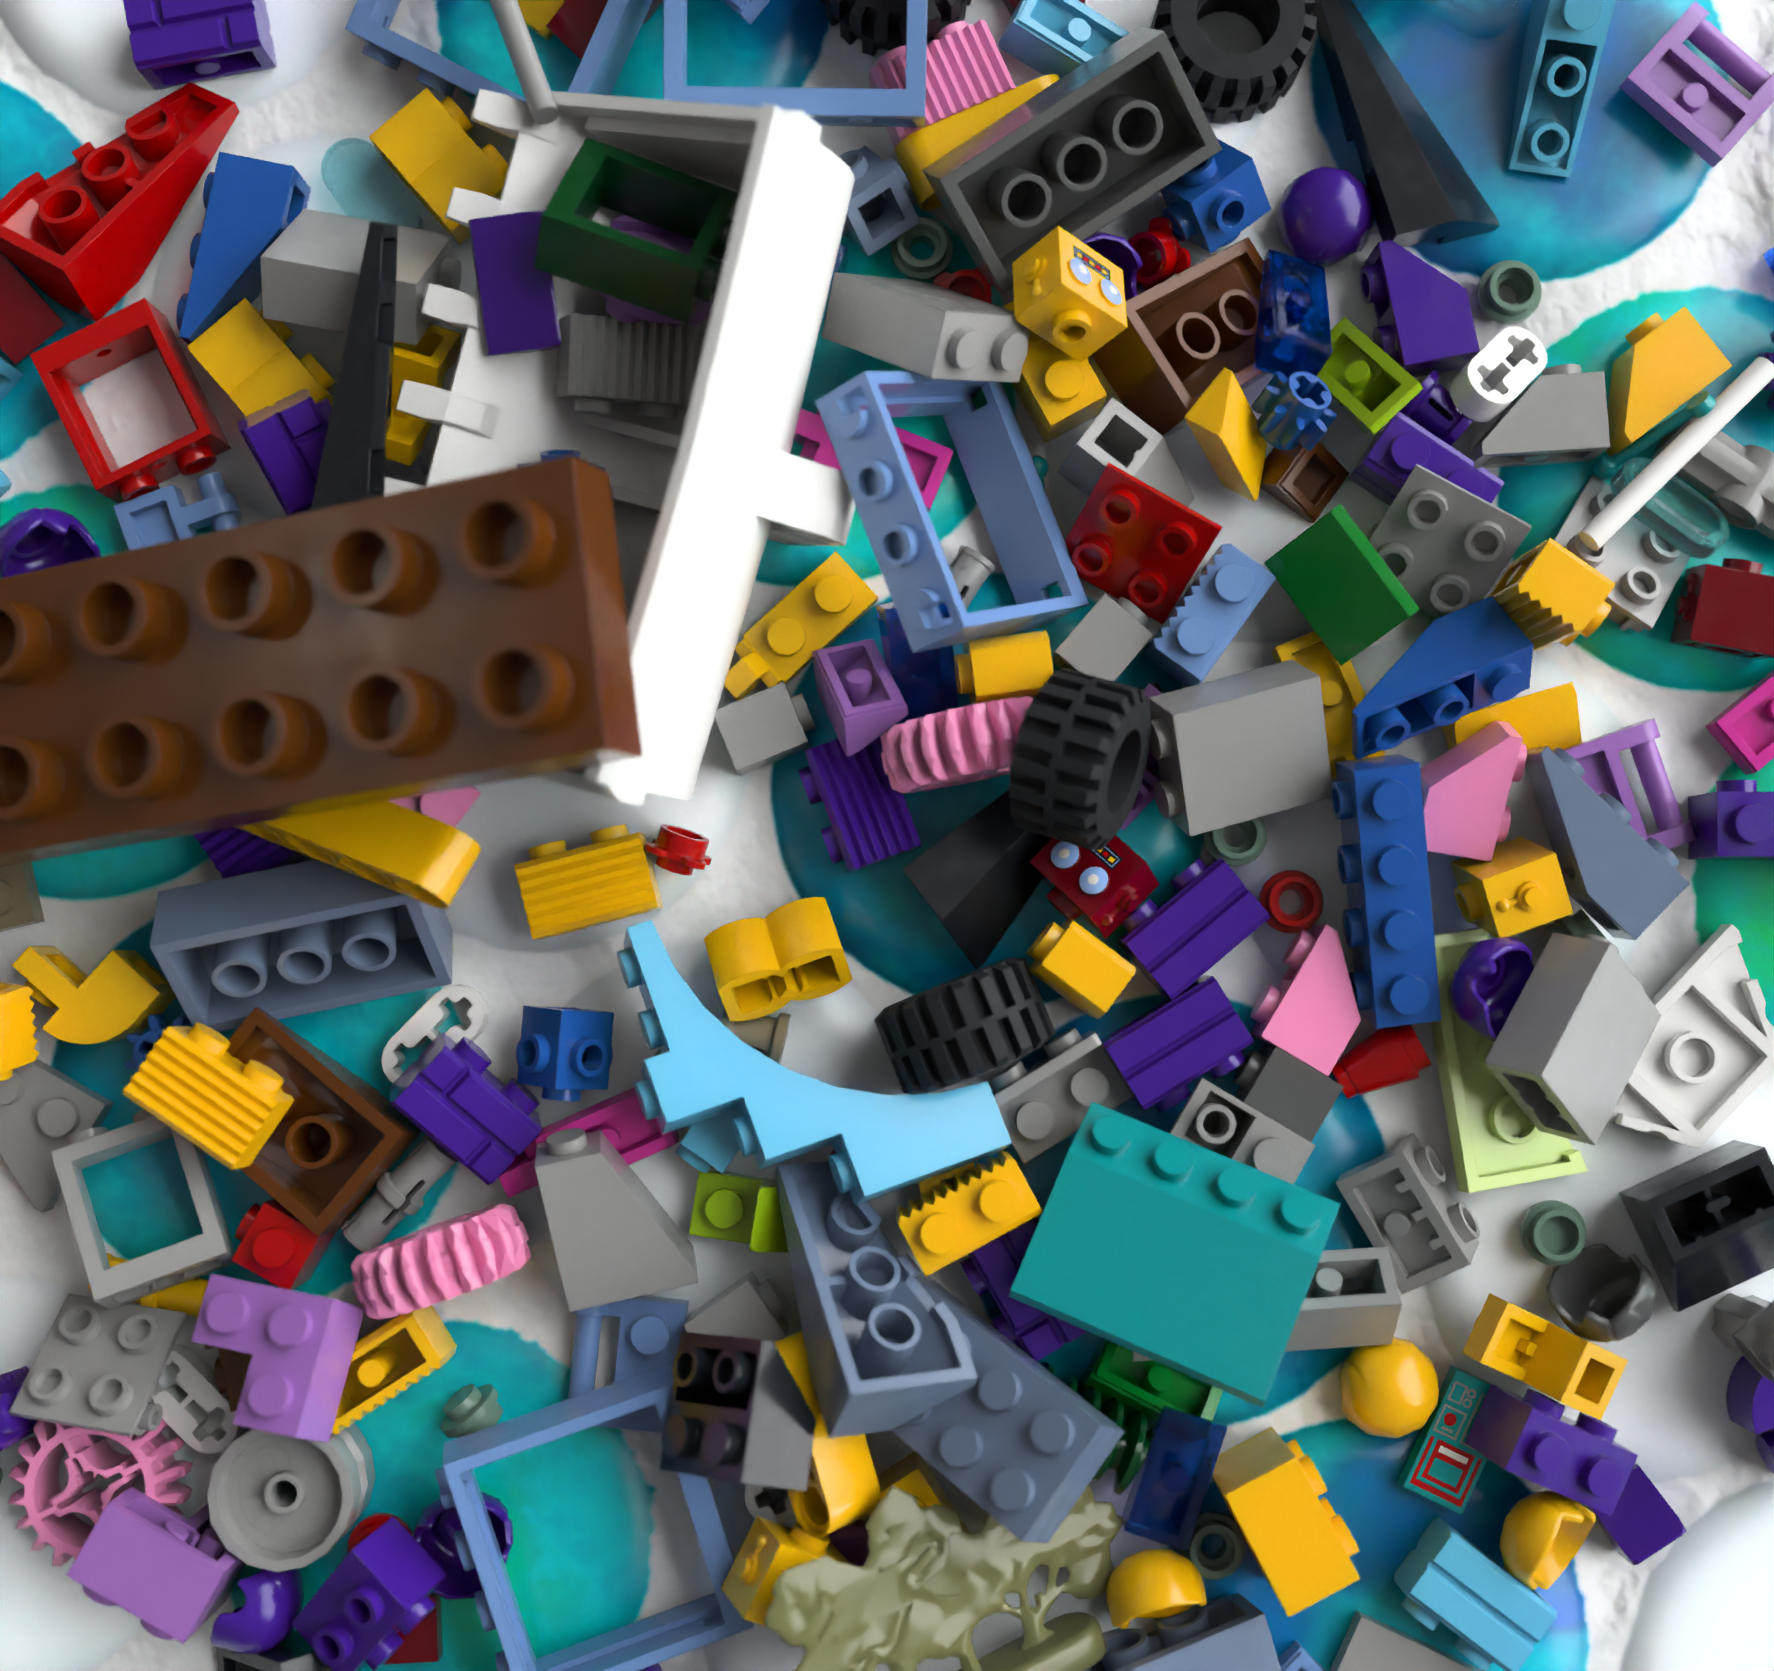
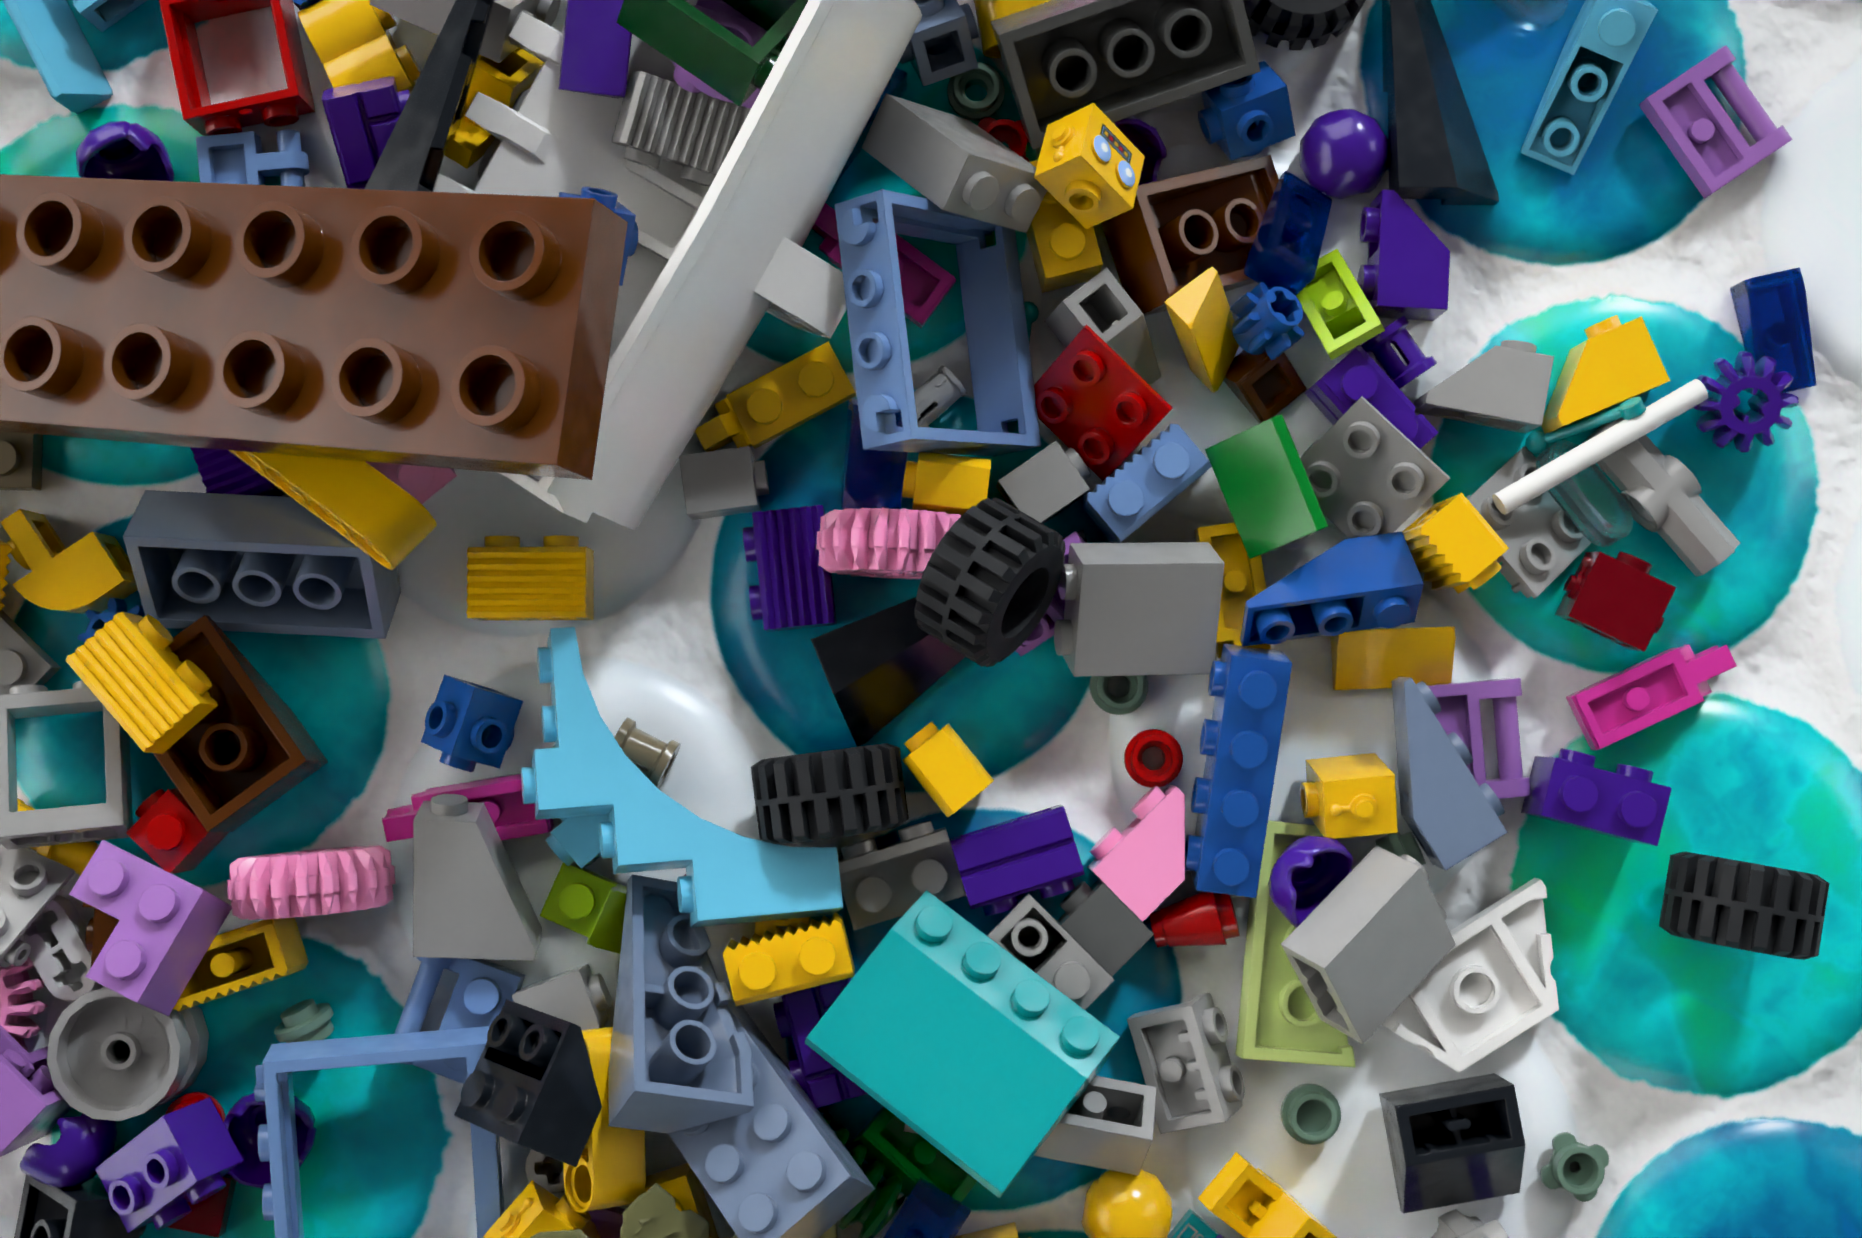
camera: 10 degrees right, 0 degrees up
(398, 1194) = (292, 812): light grey pin -> none
(429, 1018) = (354, 670): white beam -> none
(467, 1106) = (371, 751): dark purple brick -> none
(679, 850) = (619, 571): red plate -> none
(777, 959) = (680, 691): yellow brick -> none
(857, 693) = (813, 472): medium lavender slope -> none
(1094, 884) = (982, 698): dark red head -> none
(1173, 257) = (1185, 148): red plate -> none
(1192, 926) = (1057, 758): dark purple brick -> none
(1469, 792) = (1331, 700): bright pink slope -> none
(1494, 369) = (1457, 328): white beam -> none
(1518, 277) = (1503, 252): sand green plate -> none
(1603, 1294) = (1338, 1179): dark grey hair -> none

